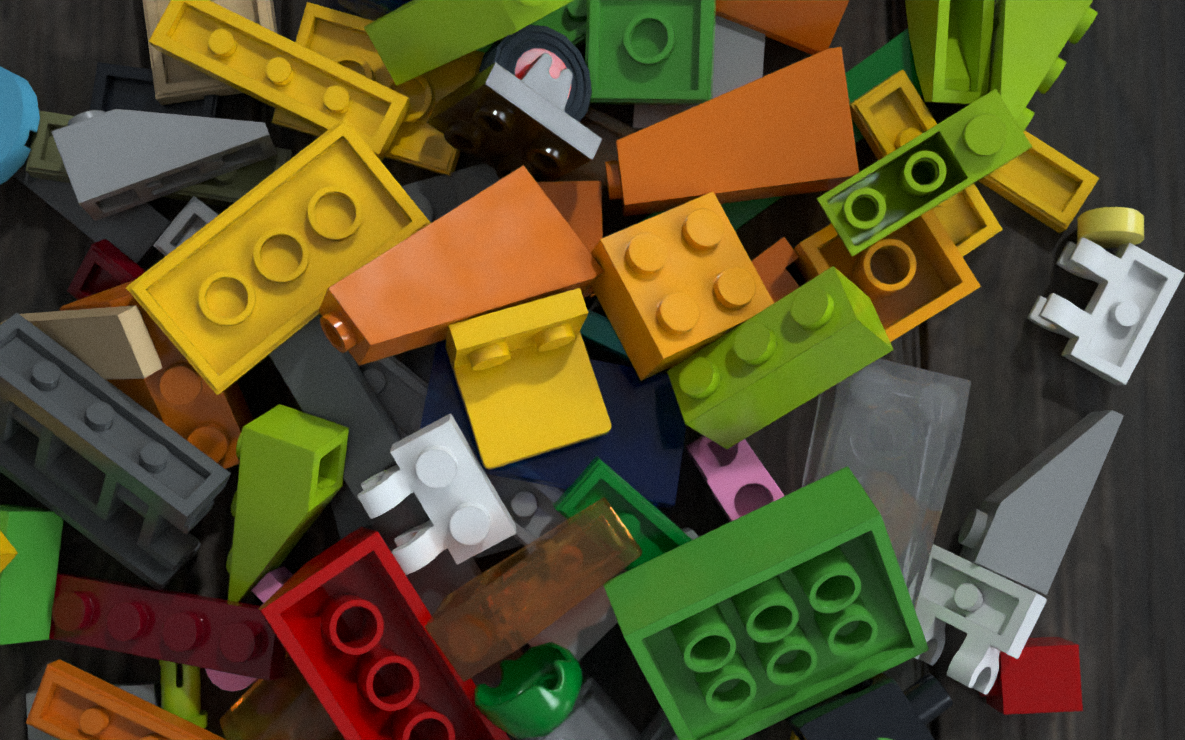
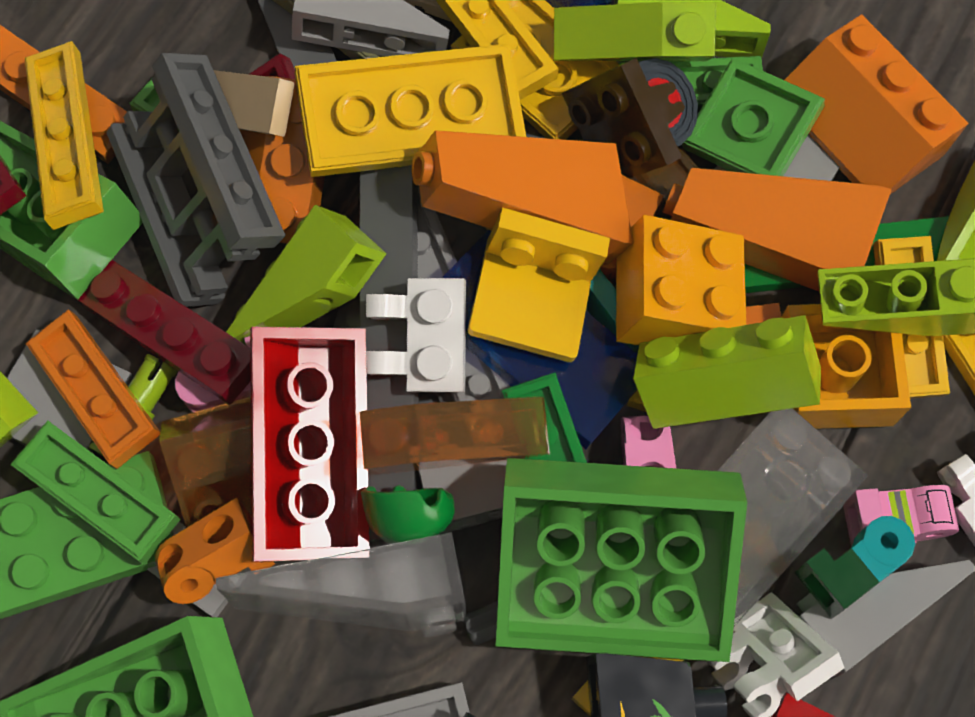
camera: 25 degrees right, 15 degrees down
(1015, 488) = (873, 556): none -> leg
(1019, 392) = (924, 509): none -> bright pink leg

